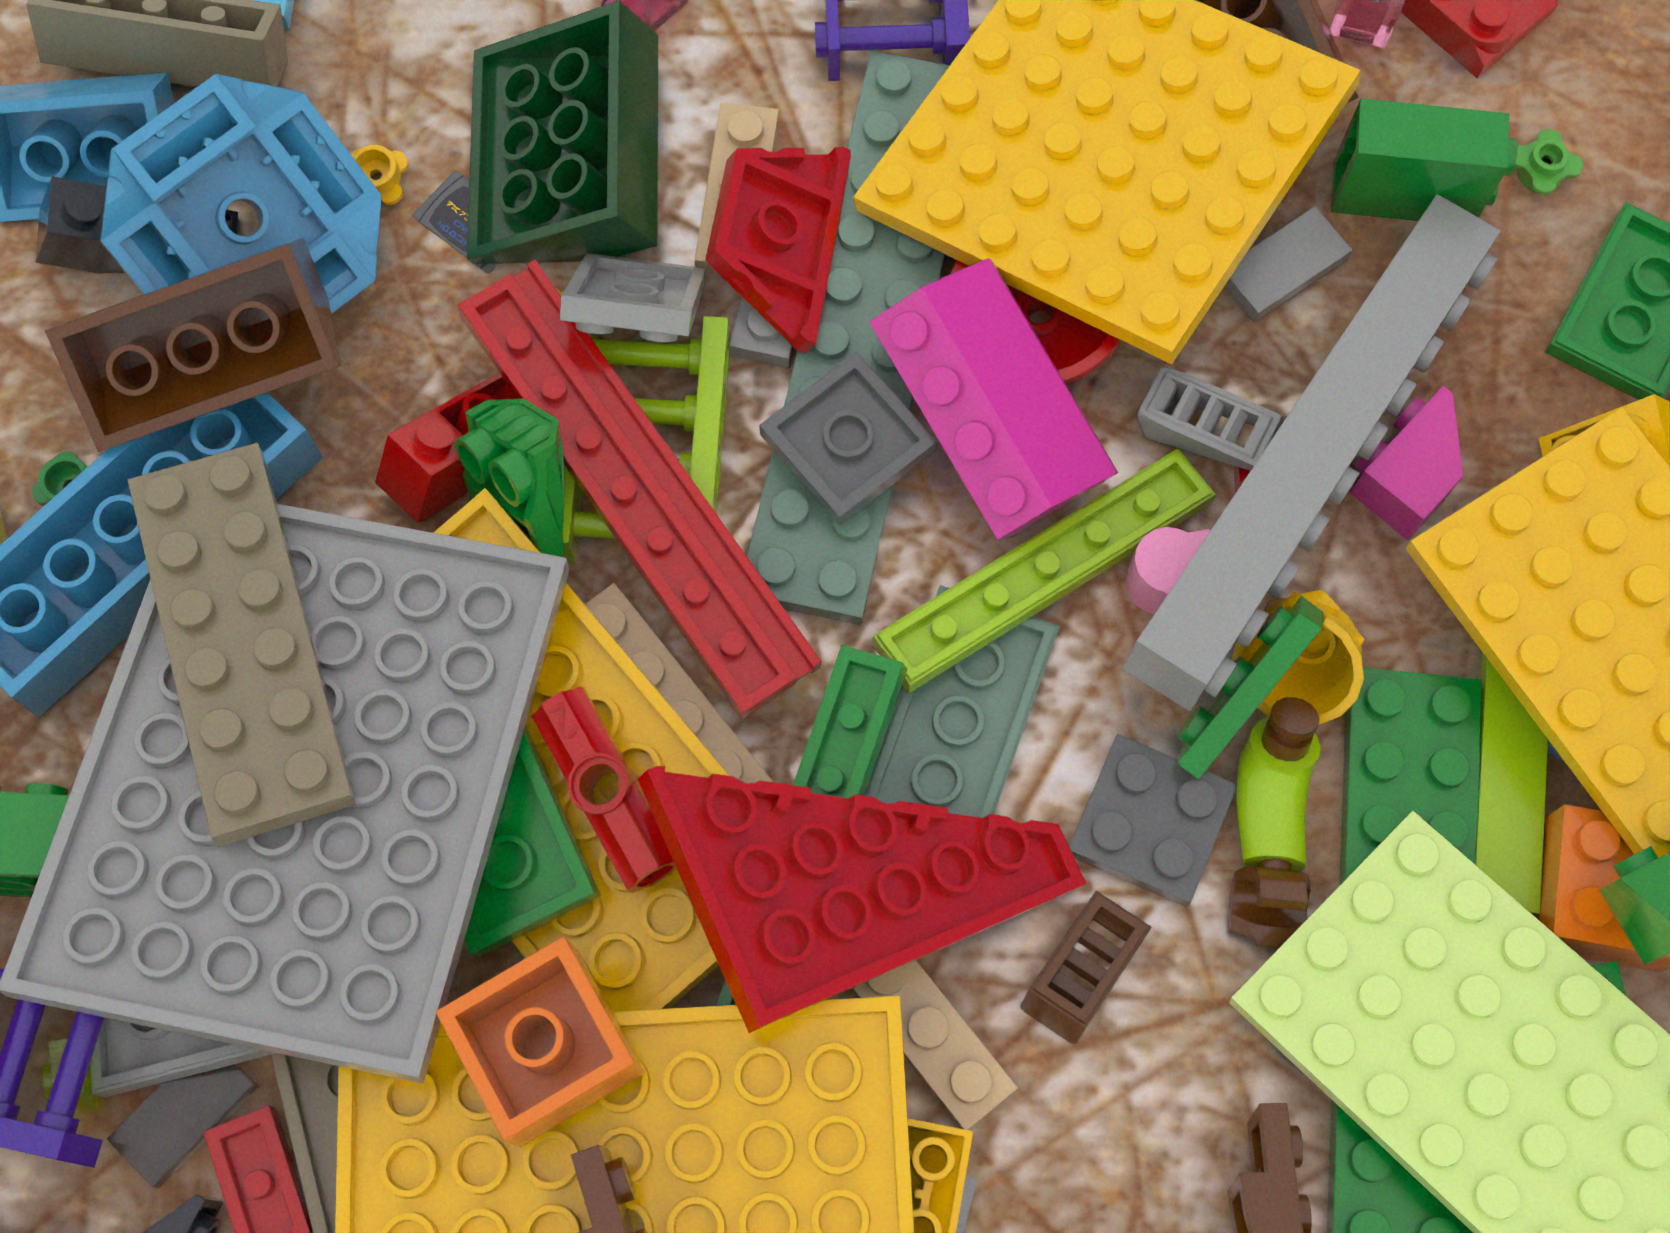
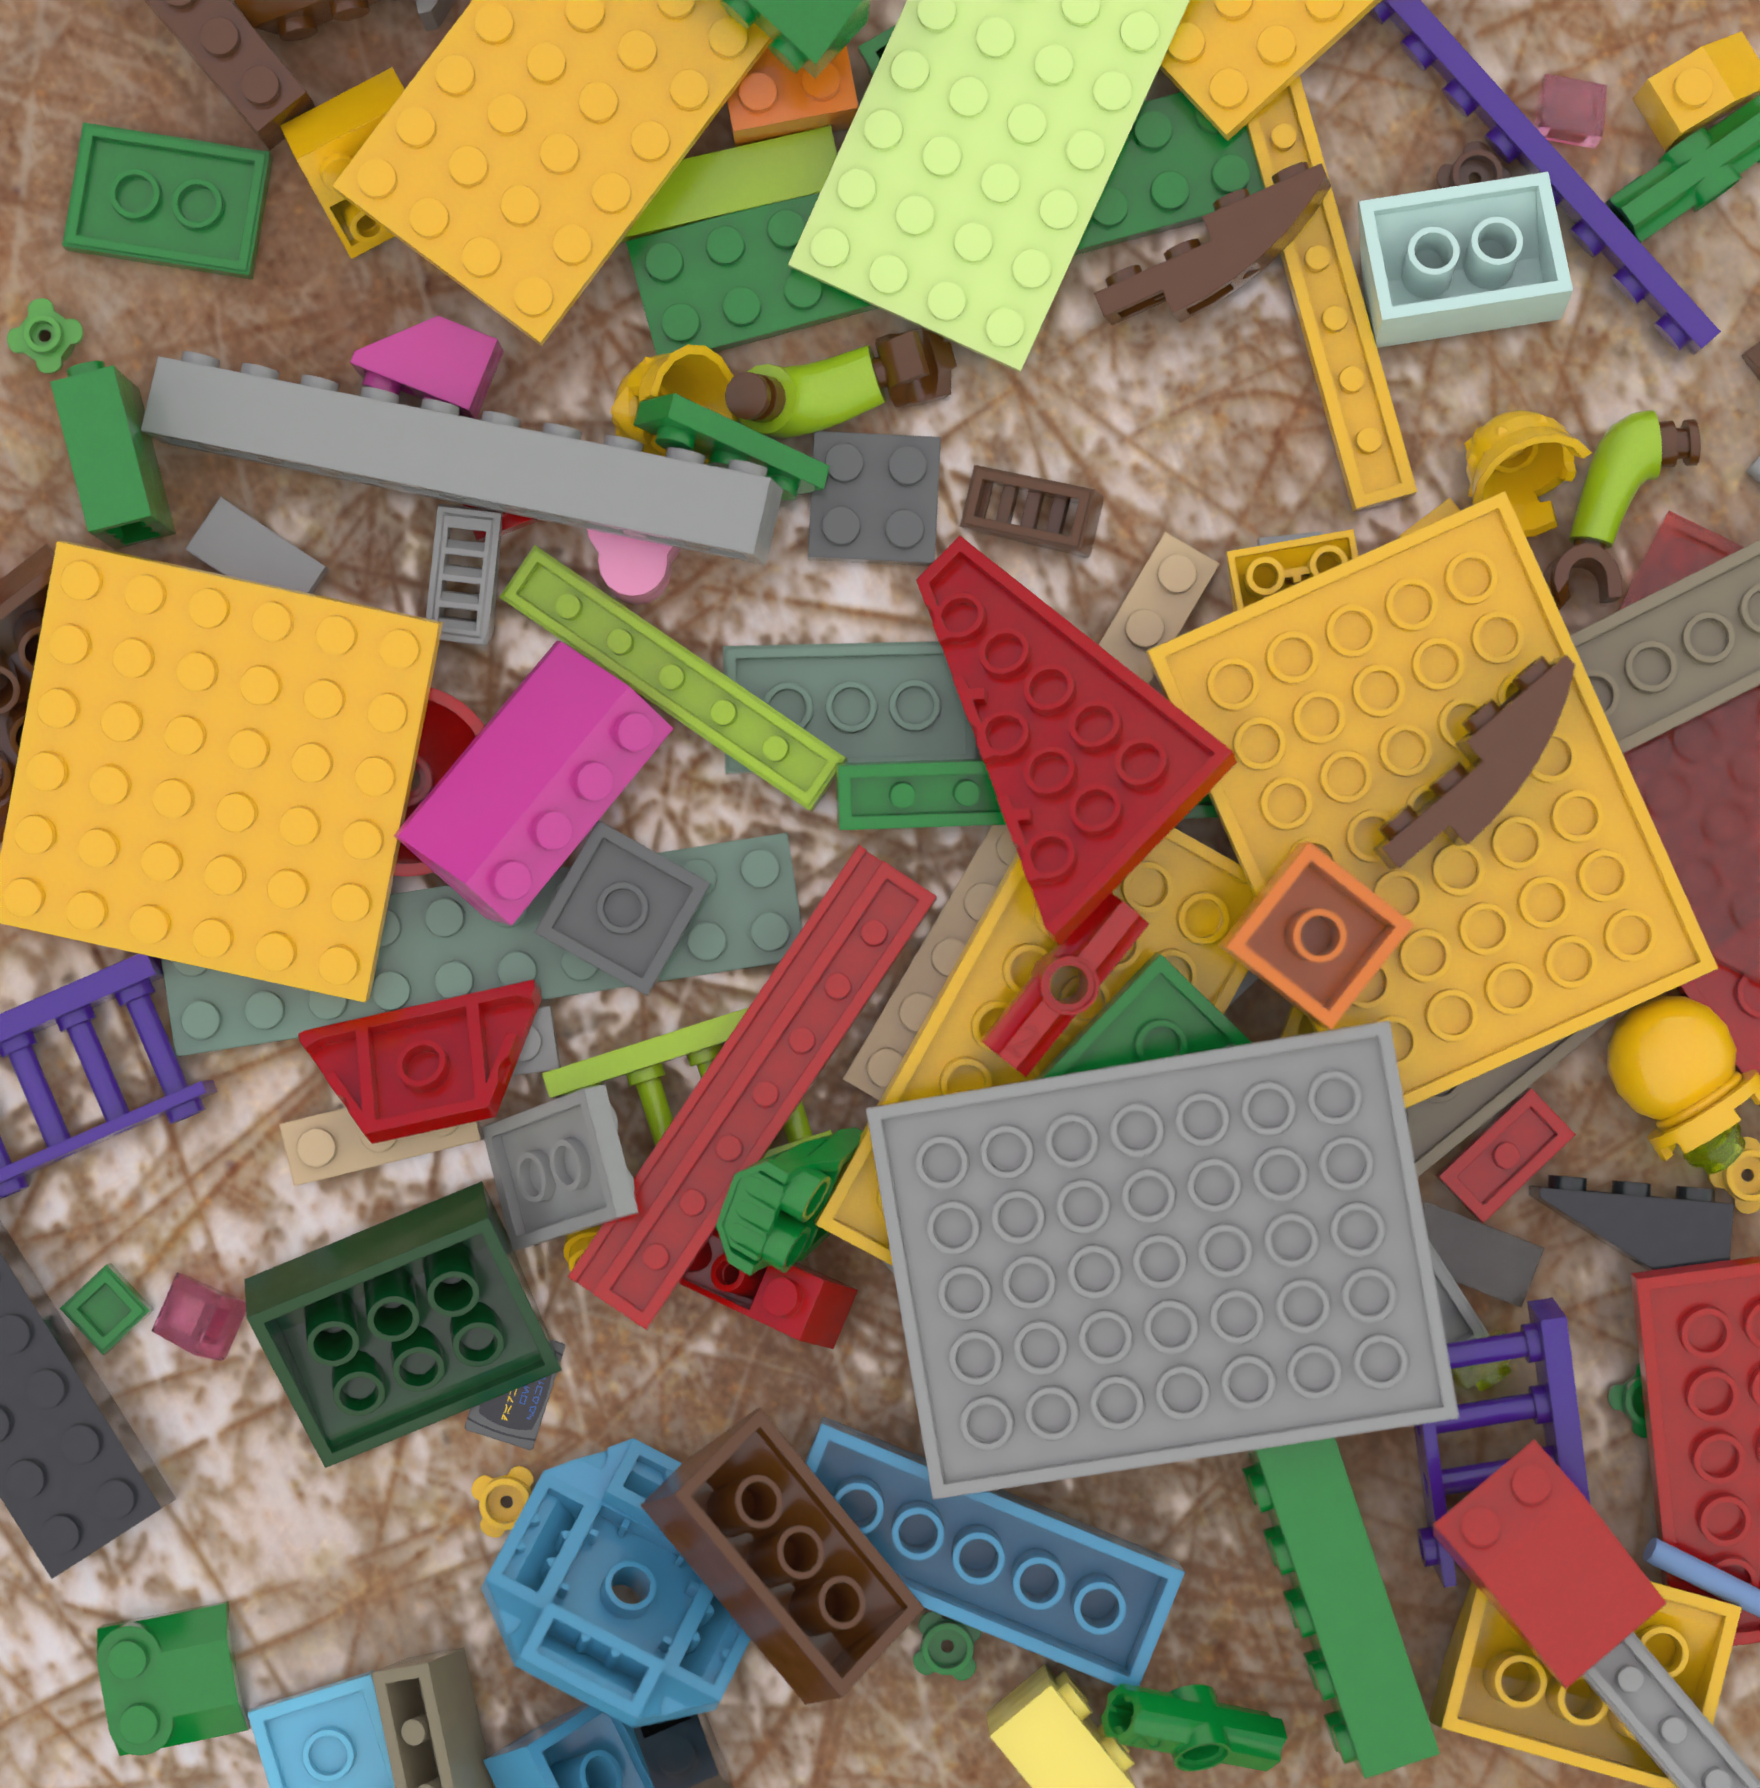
camera: 110 degrees left, 15 degrees up
(239, 645) = (1065, 1368): dark tan plate -> none

